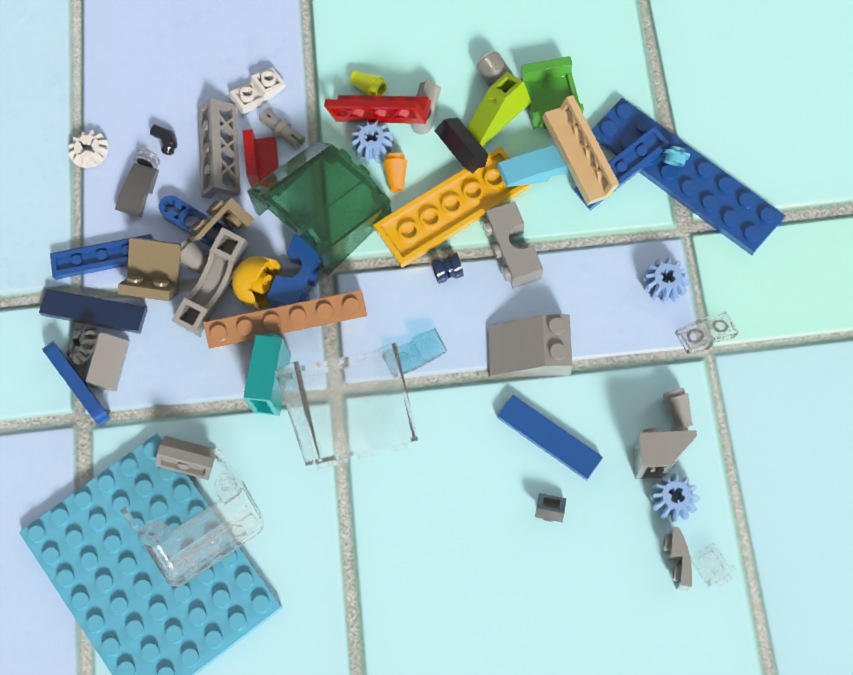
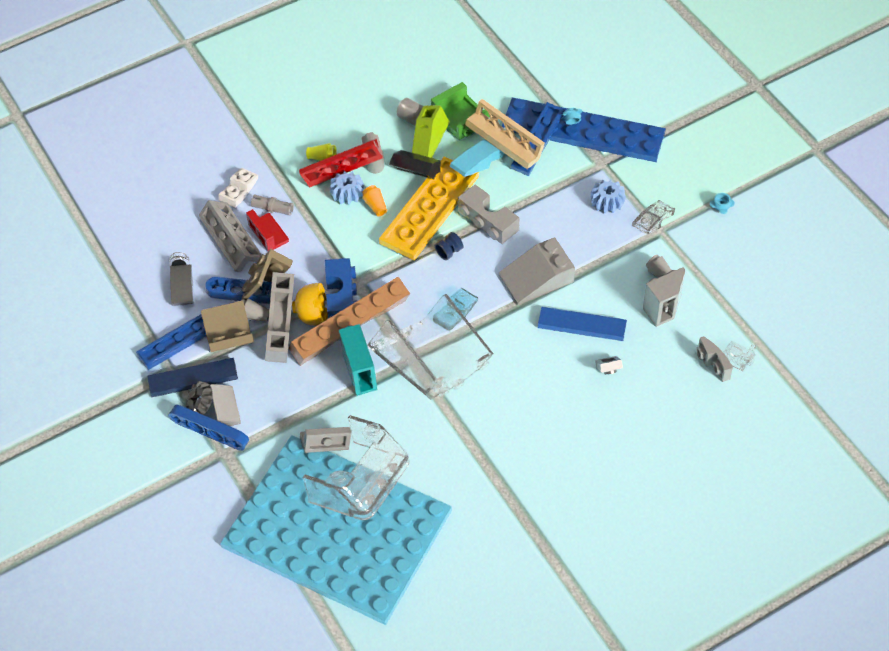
camera: 30 degrees left, 15 degrees down
(87, 158) = (130, 278): white gear -> none
(167, 138) = (190, 245): black arm -> none
(323, 201) = (338, 228): clear green windscreen -> none
(685, 500) = (690, 323): light blue gear -> none
(805, 341) = (722, 202): none -> medium azure plate

